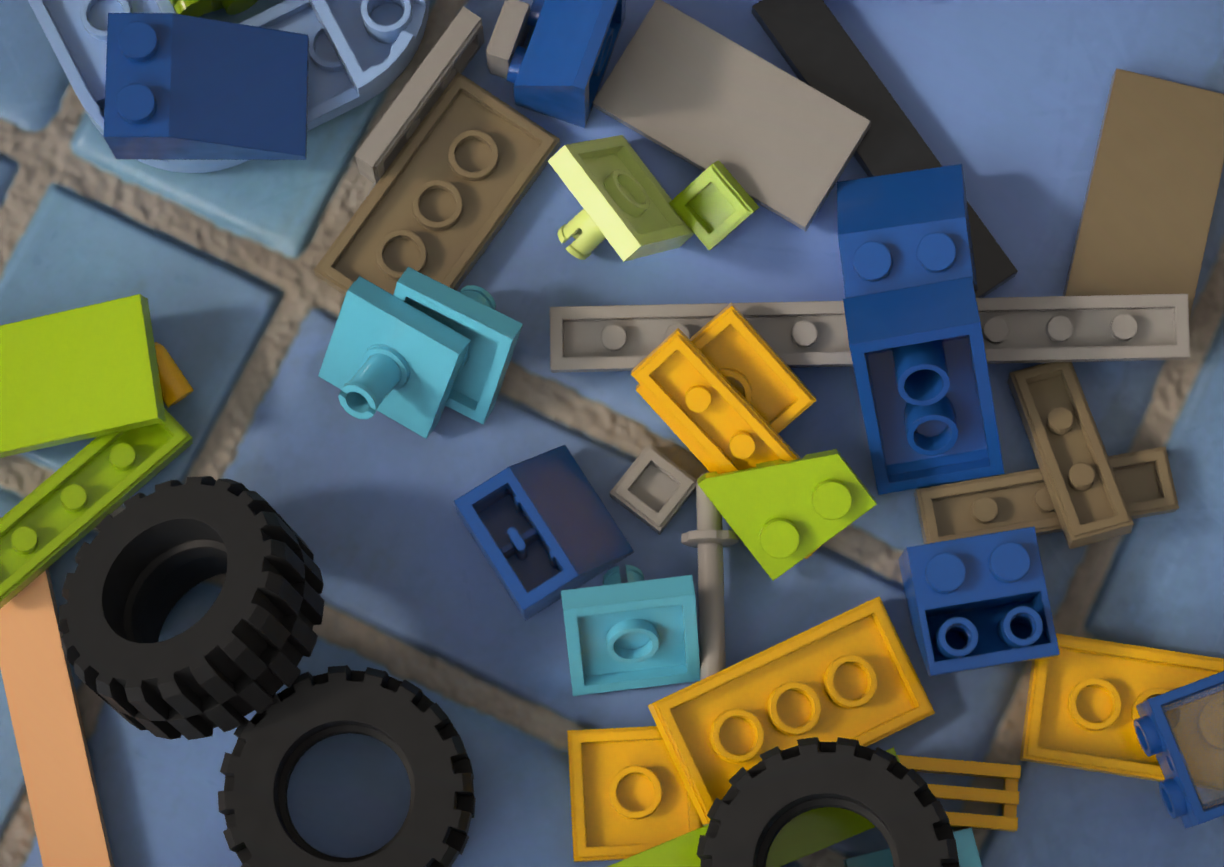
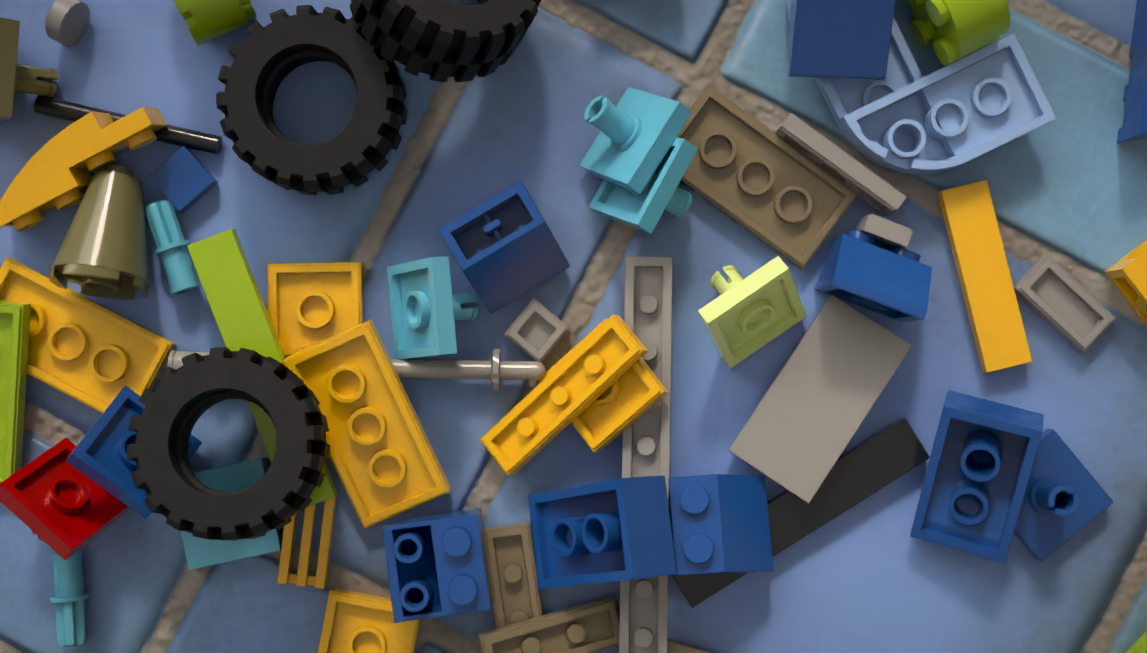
camera: 90 degrees right, 10 degrees up
(713, 205) = (748, 382): lime tile -> none
(788, 506) = (514, 427): lime wing -> none

